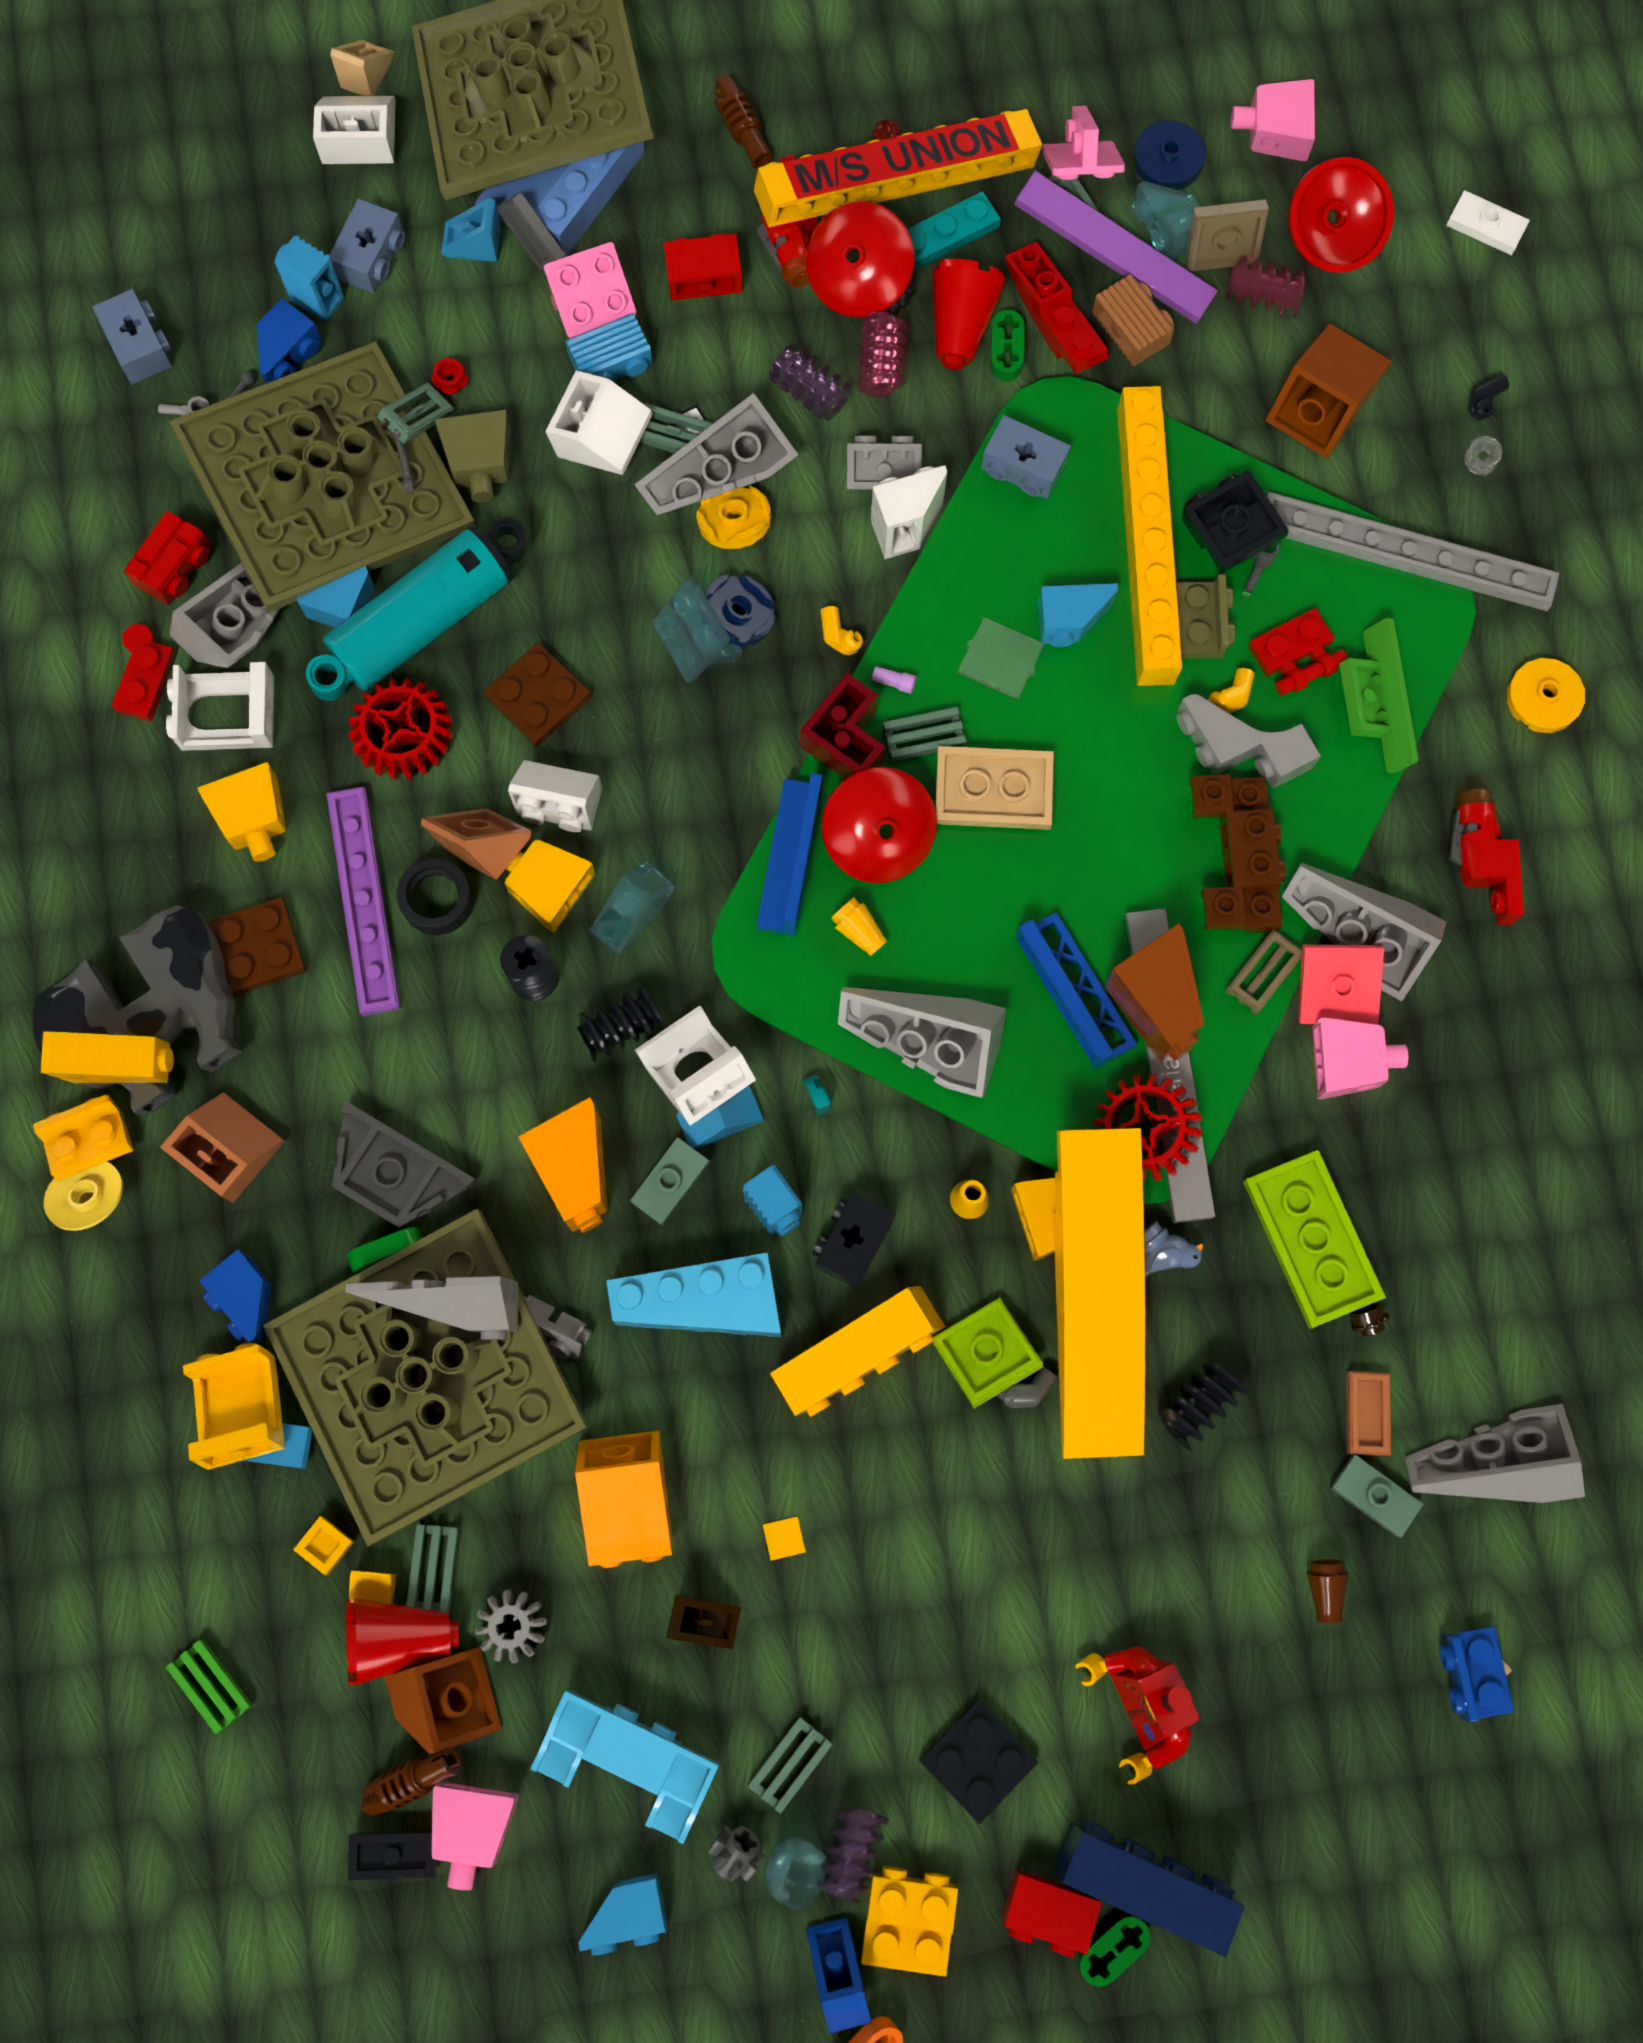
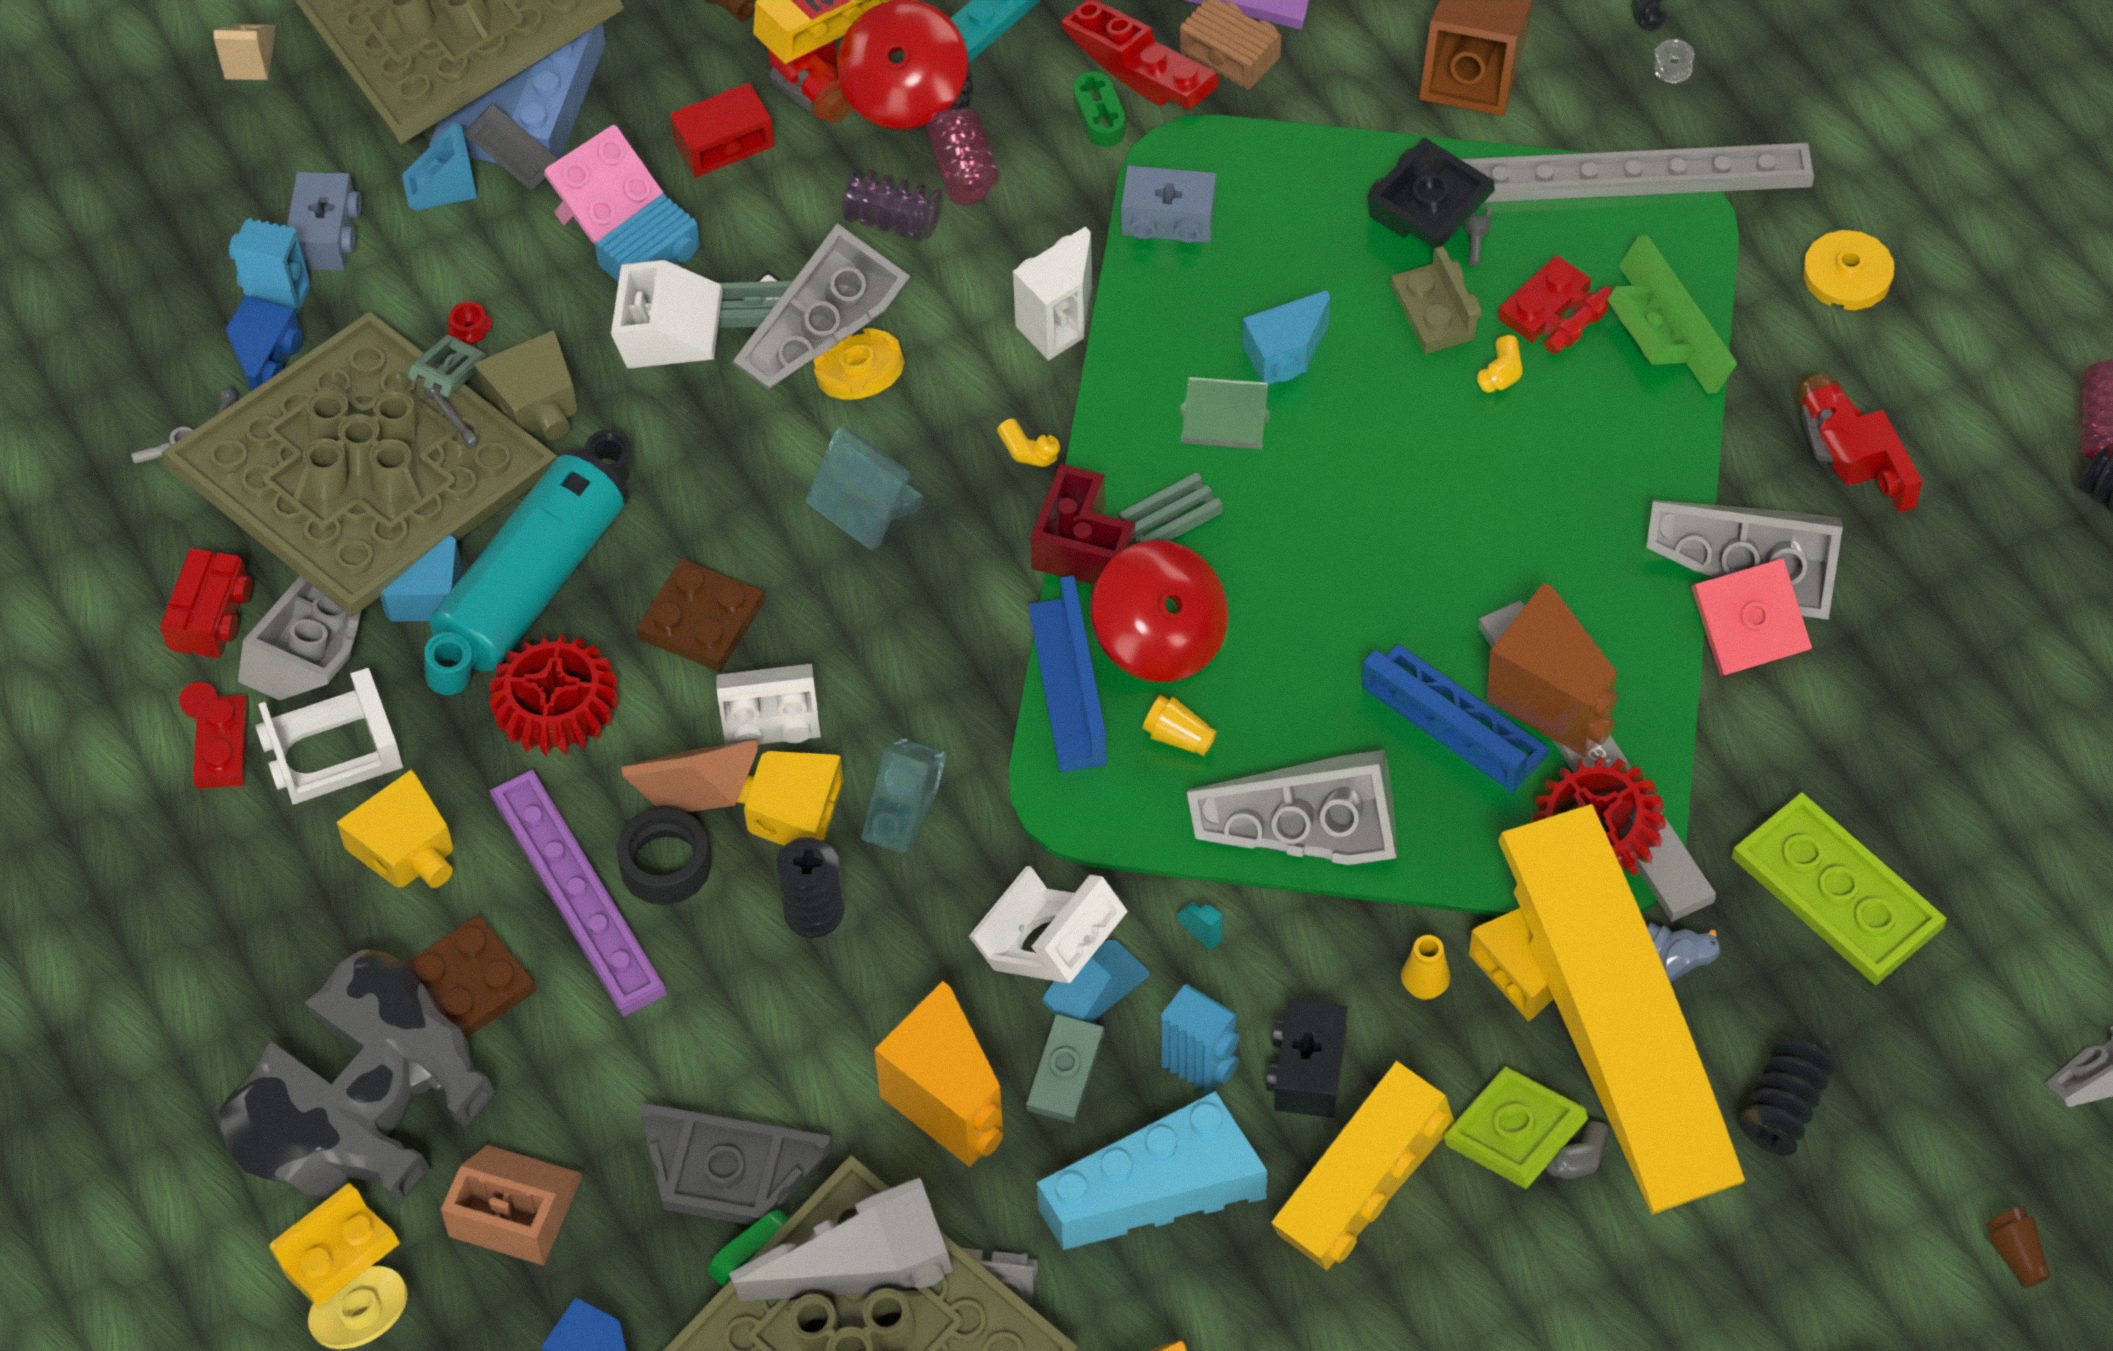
camera: 15 degrees left, 20 degrees down
(106, 1058) = (345, 1124): yellow slope -> none
(132, 336) = (77, 390): sand blue brick -> none
(355, 129) = (265, 111): white slope -> none
(618, 1022) = (936, 912): black piece -> none
(746, 598) = (913, 448): dark blue plate -> none
(873, 462) = (992, 262): light grey bracket -> none
(904, 682) = (1115, 468): lavender piece -> none
(962, 308) = (1035, 81): red cone -> none
(994, 787) = (1274, 539): tan plate -> none
(1149, 536) = (1342, 240): yellow brick -> none
(1226, 742) = (1519, 412): light grey arch -> none
(1245, 997) = (1652, 662): dark tan tile -> none
(1249, 853) = (1590, 515): reddish brown bracket -> none
(1352, 1057) = (1797, 688): bright pink torso -> none
(1368, 1413) = (1982, 1051): nougat tile -> none
(1369, 1319) = (1938, 950): dark brown plate -> none
(1376, 1496) = (2030, 1133): sand green plate -> none

